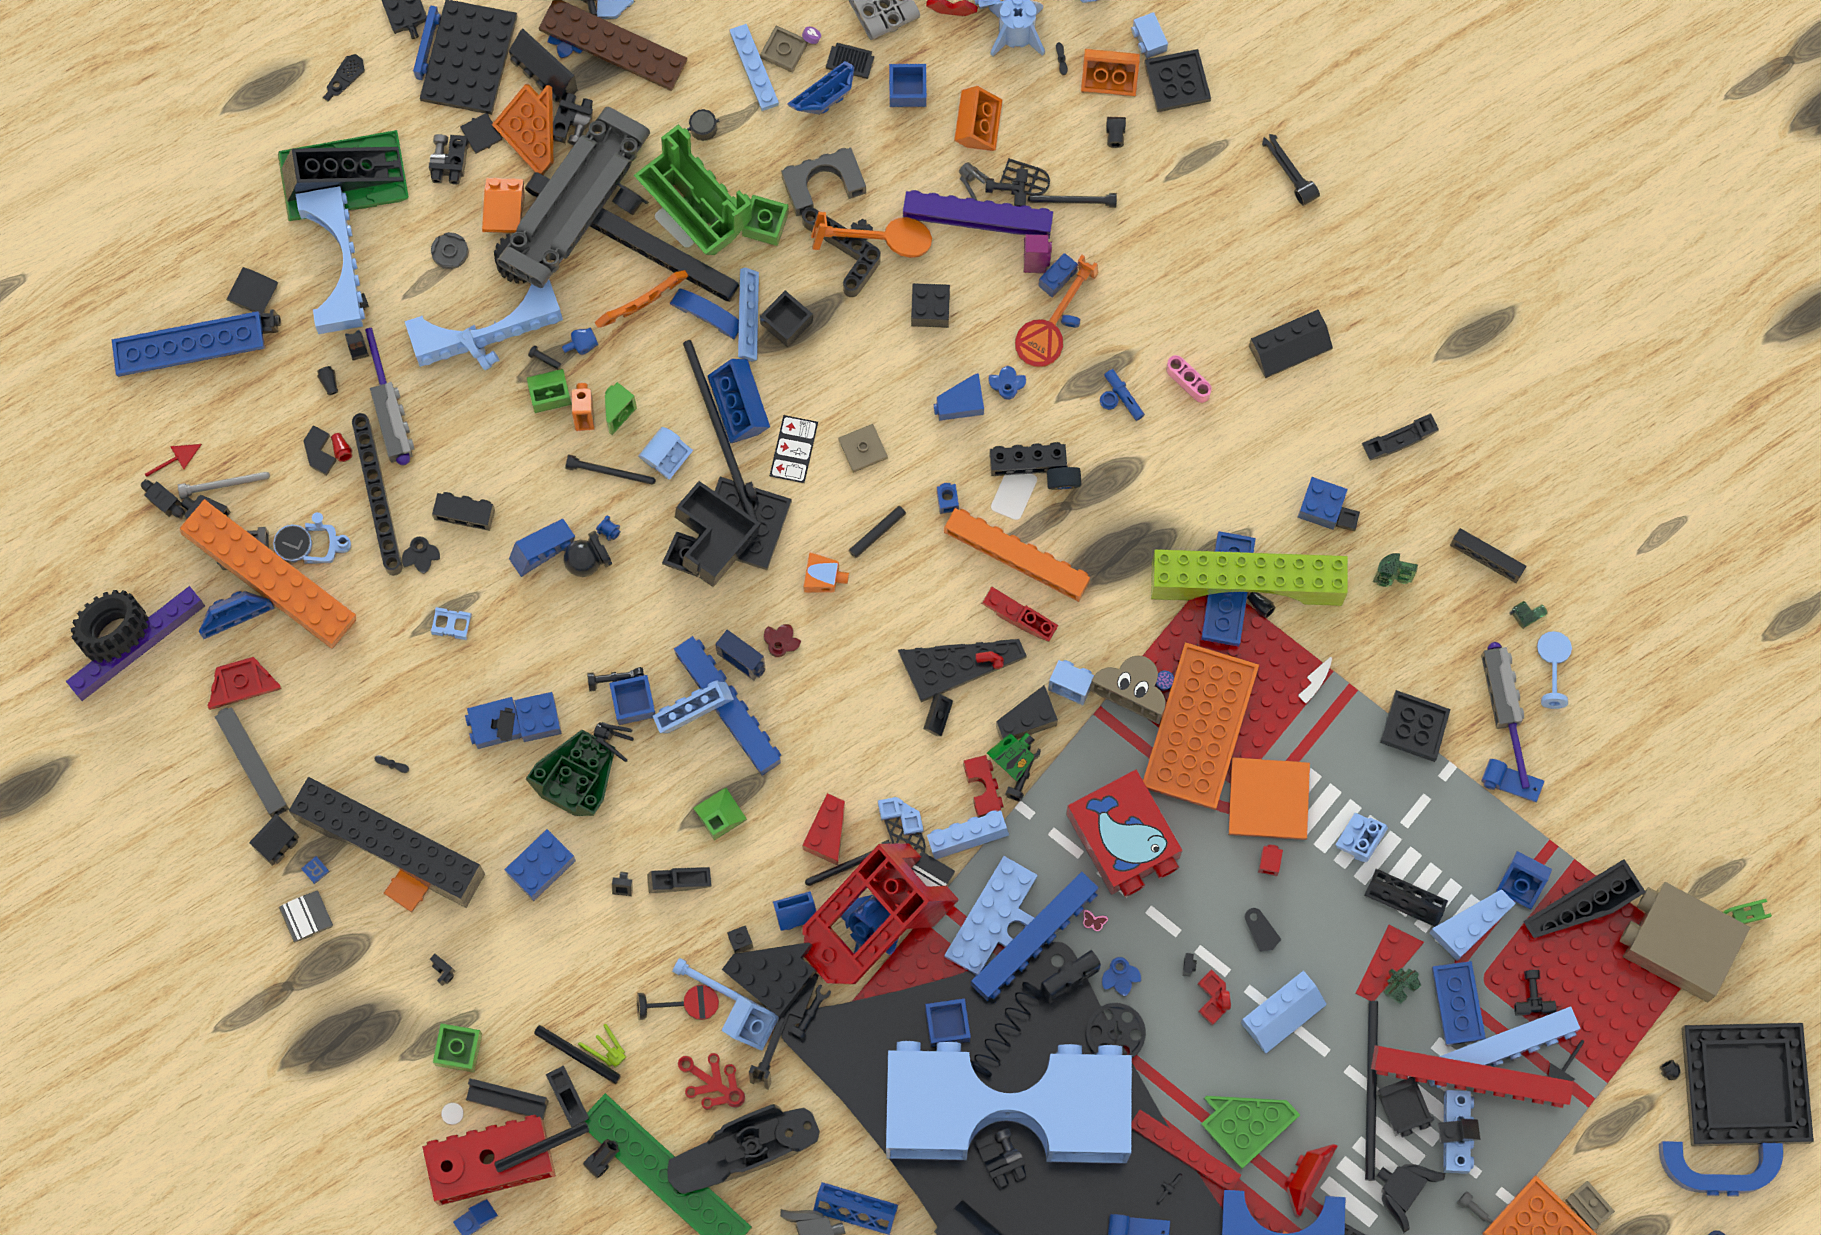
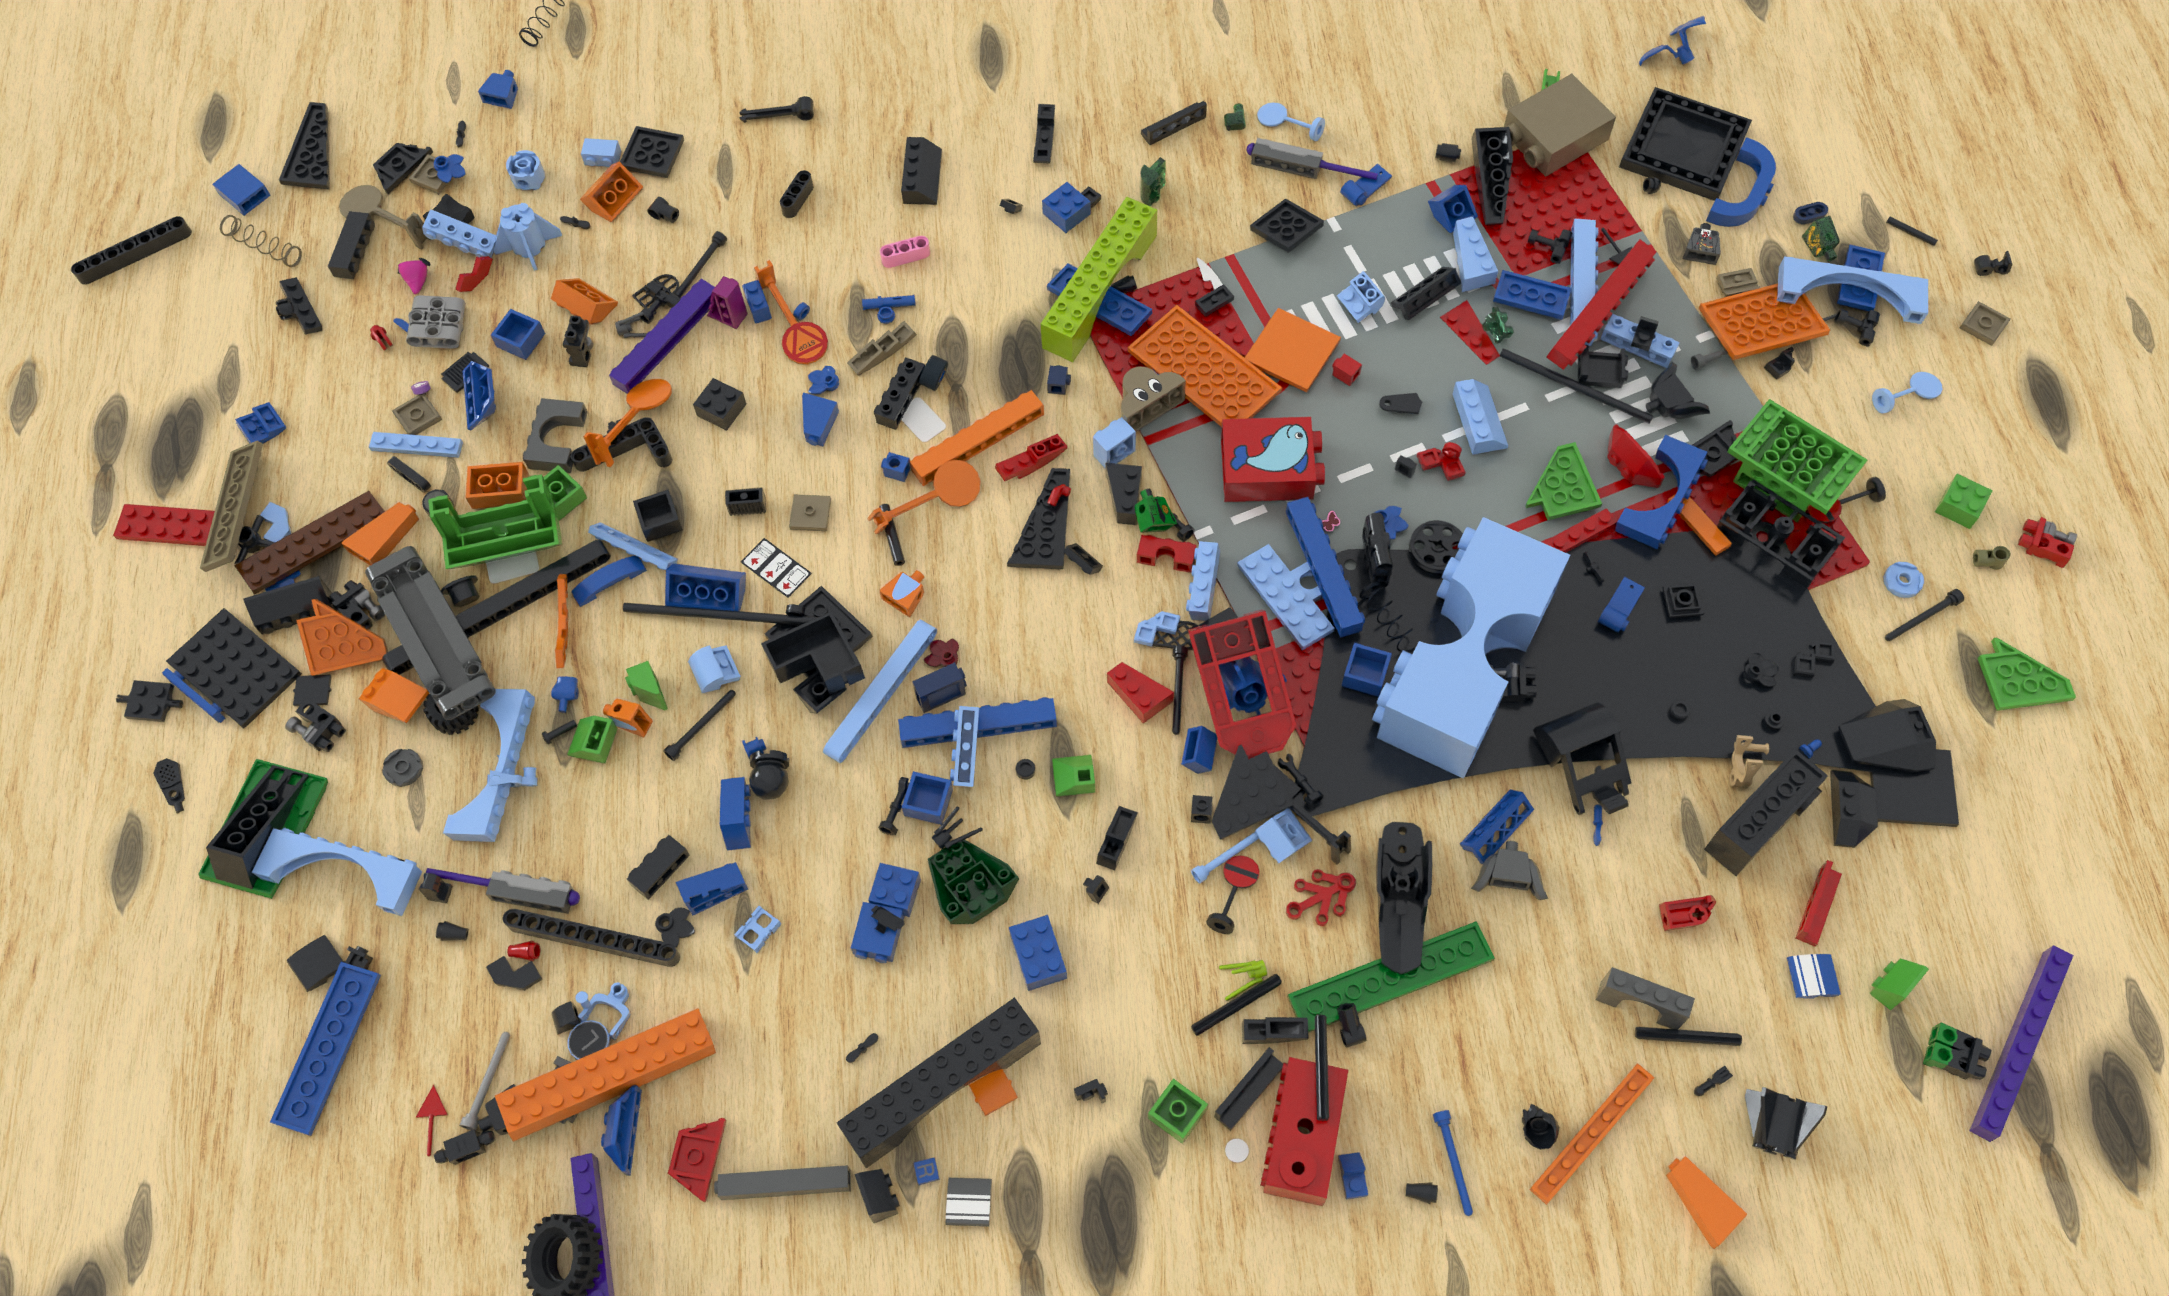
camera: 60 degrees left, 10 degrees down
(301, 514) = (565, 1017): none -> black brick
(465, 565) = (711, 887): none -> blue wedge
(649, 97) = (382, 534): none -> orange slope
(706, 769) = (1025, 769): none -> black tile
(717, 605) = (880, 691): none -> light blue beam
(720, 80) = (409, 474): none -> black beam
(745, 163) = (495, 484): none -> orange brick
(840, 386) = (745, 501): none -> black brick
(925, 141) = (577, 342): none -> black hips
(954, 561) = (953, 483): none -> orange piece
(1069, 416) = (882, 349): none -> dark tan slope
(1119, 595) = (1058, 380): none -> dark blue brick
(1193, 247) = (796, 194): none -> black beam
(1285, 698) = (1214, 300): none -> black plate
(1297, 449) = (1010, 205): none -> black plate
(1598, 845) = (1448, 152): none -> black brick
(1619, 1151) = (1703, 245): none -> dark grey torso

